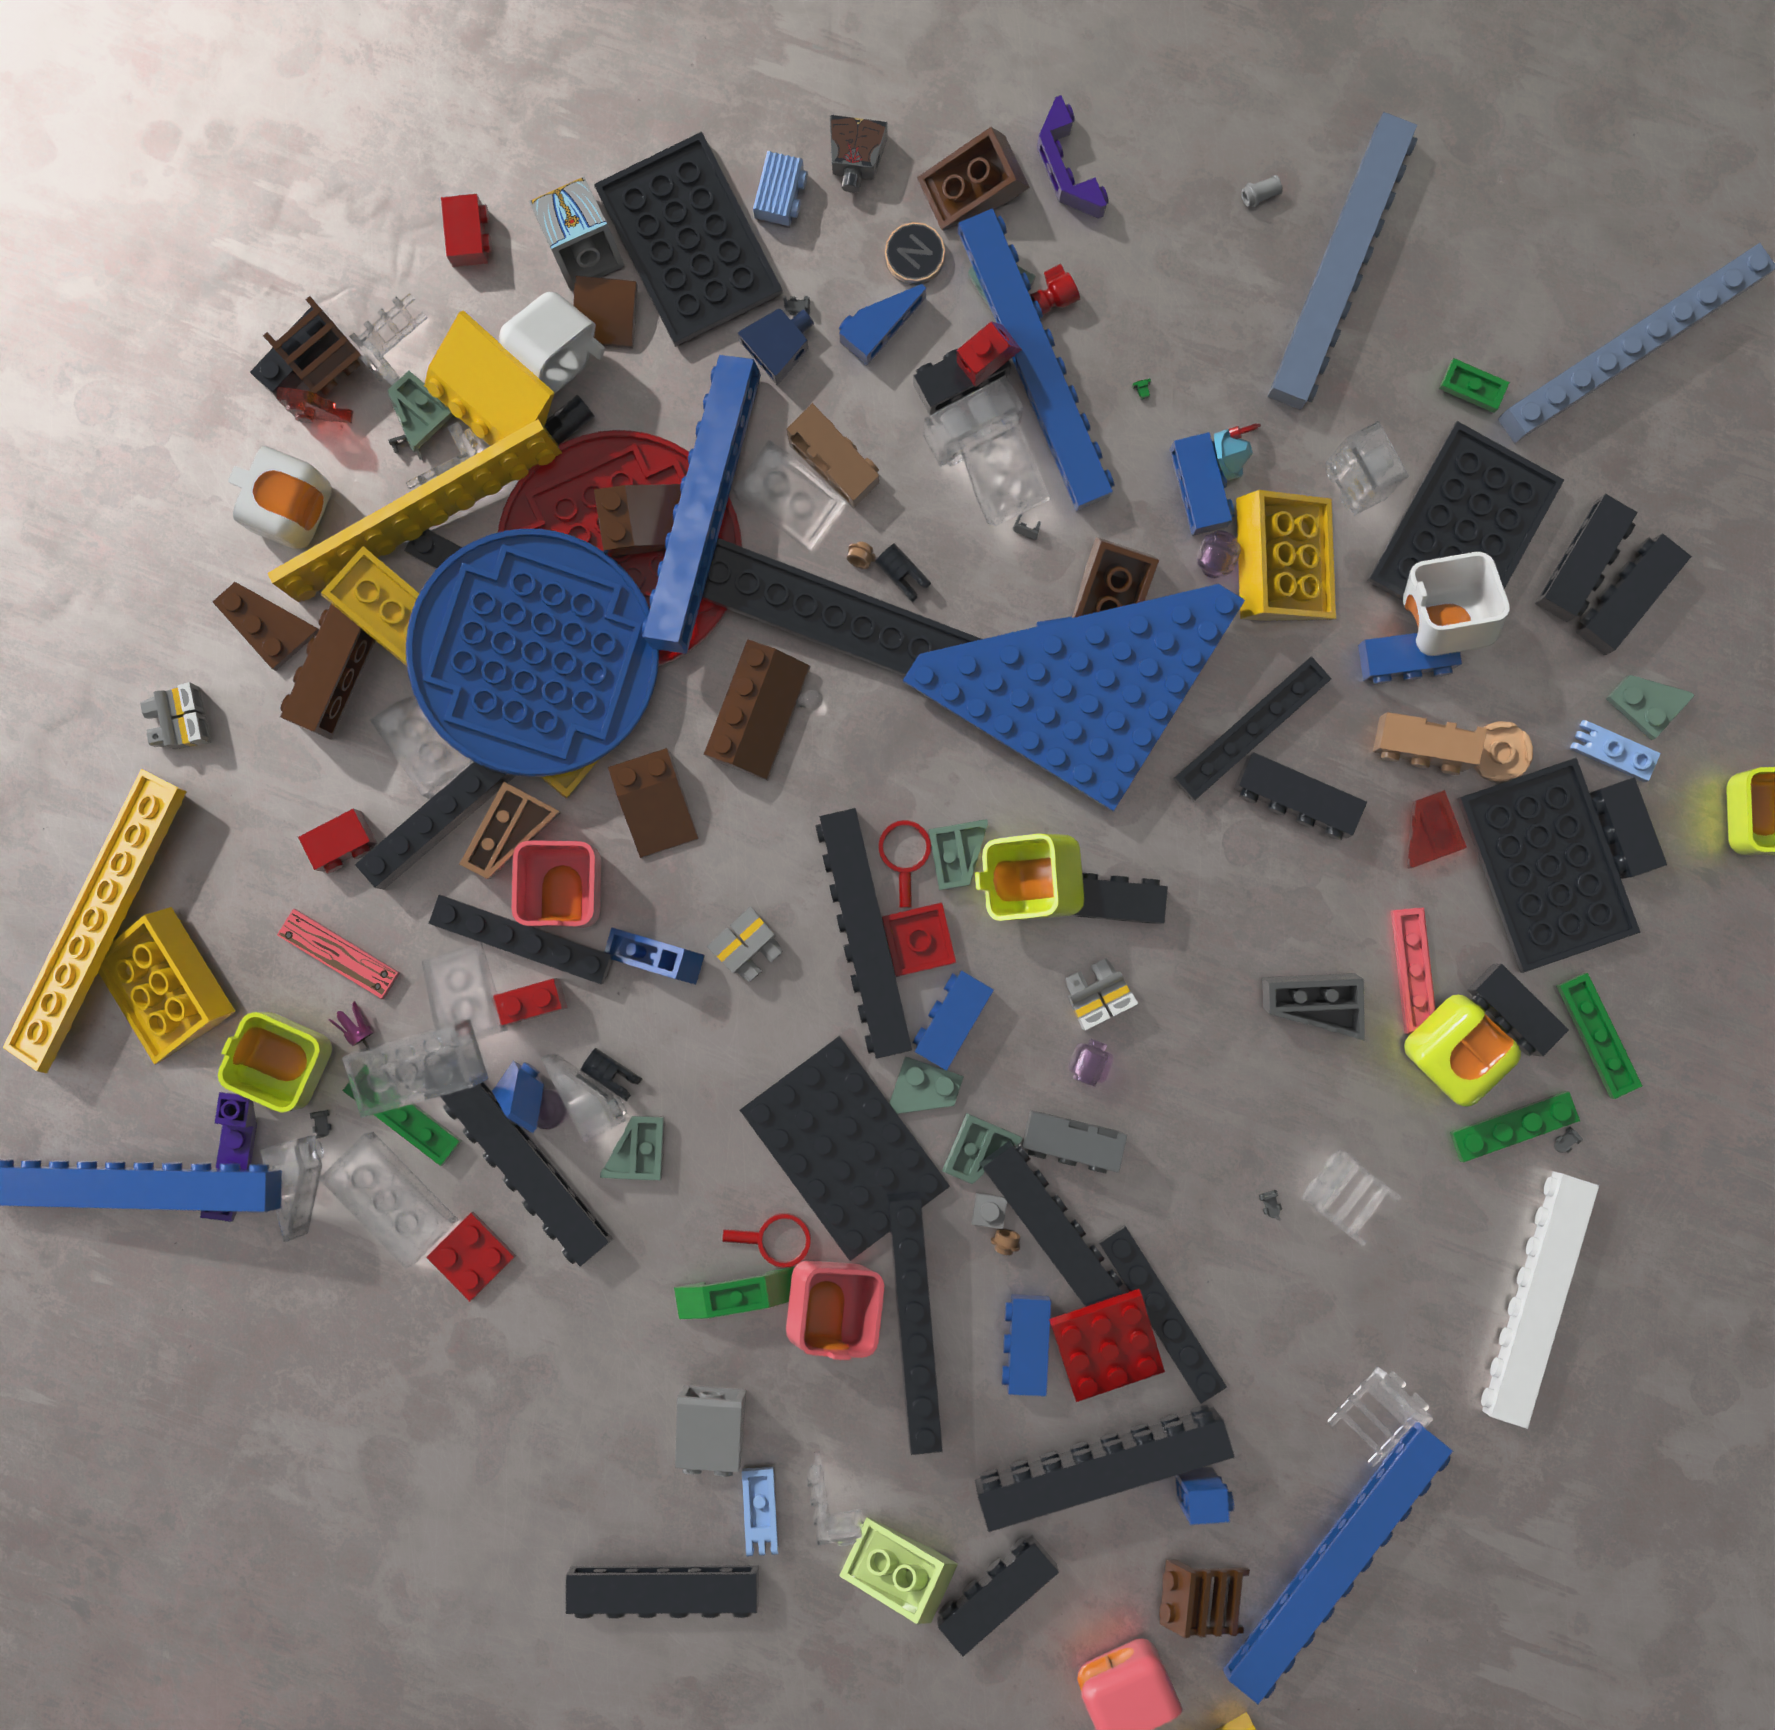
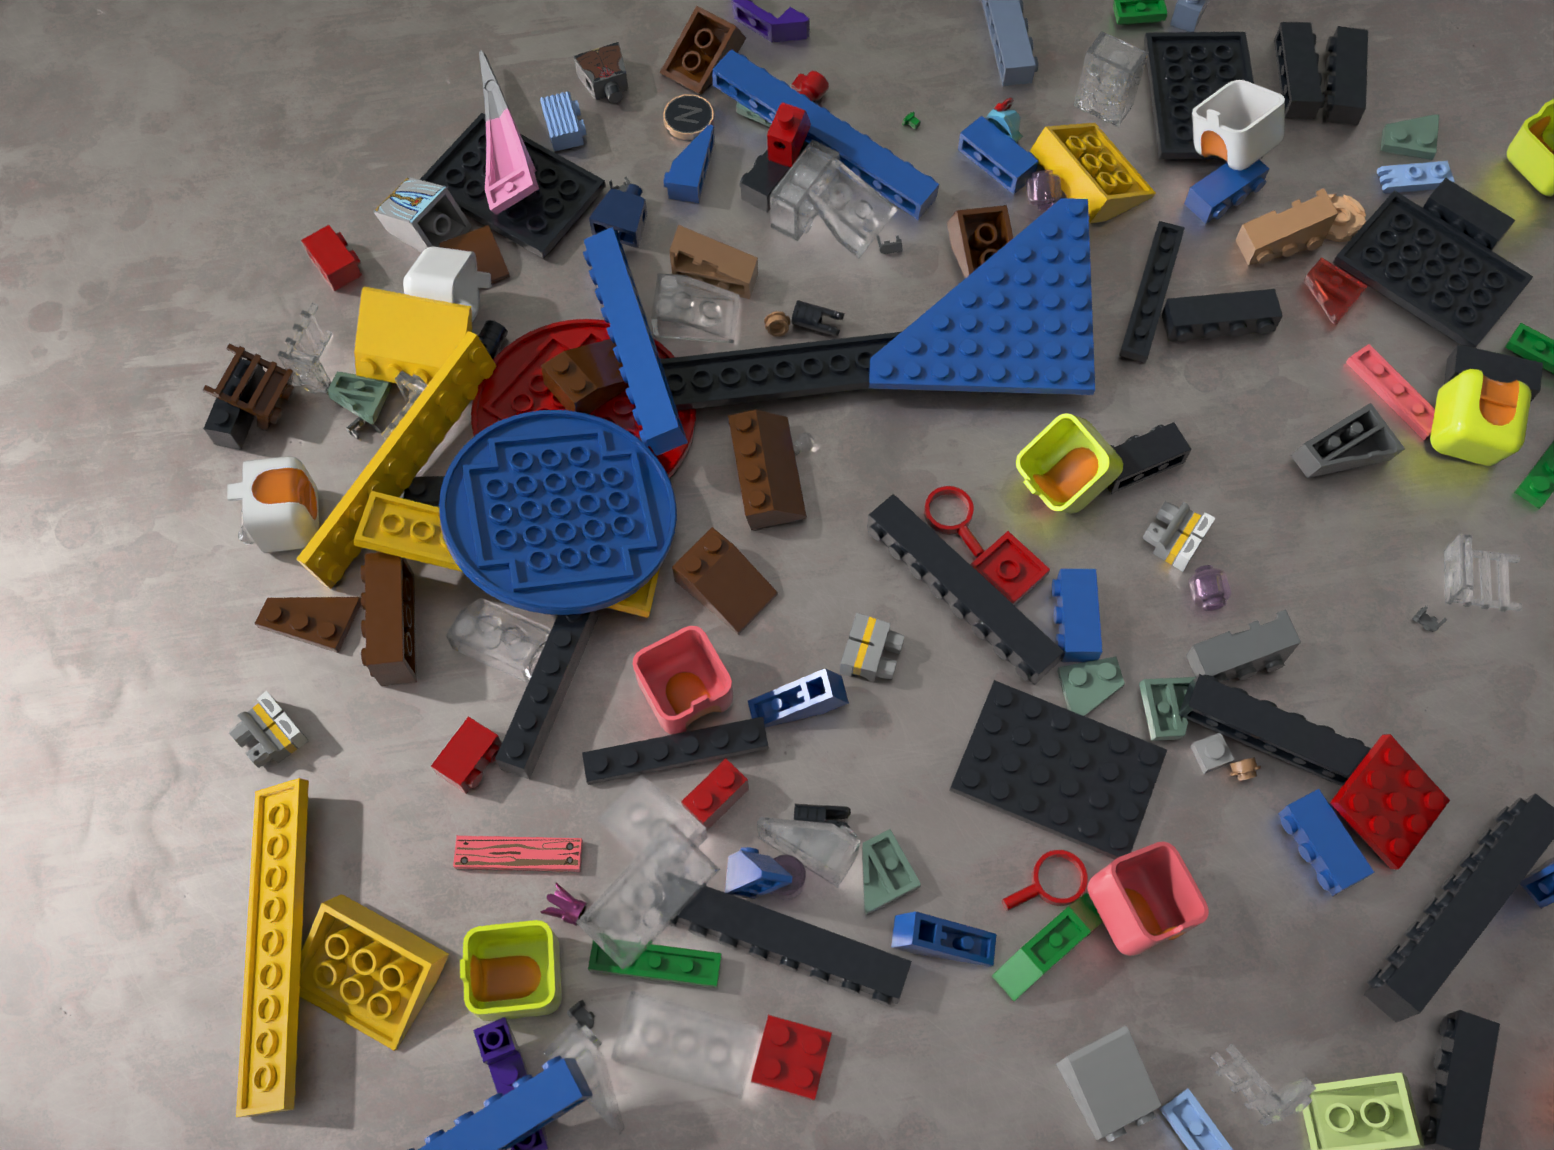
camera: 30 degrees left, 20 degrees down
(309, 406) = (267, 431): clear red wing -> none
(509, 821) = (611, 663): medium nougat wedge -> none
(650, 1236) = (943, 939): none -> blue slope
(690, 221) = (508, 163): none -> bright pink plate
(914, 1323) = (1224, 879): black brick -> none
(956, 852) = (993, 491): sand green wing -> none
(1163, 1315) = (1442, 768): black plate -> none

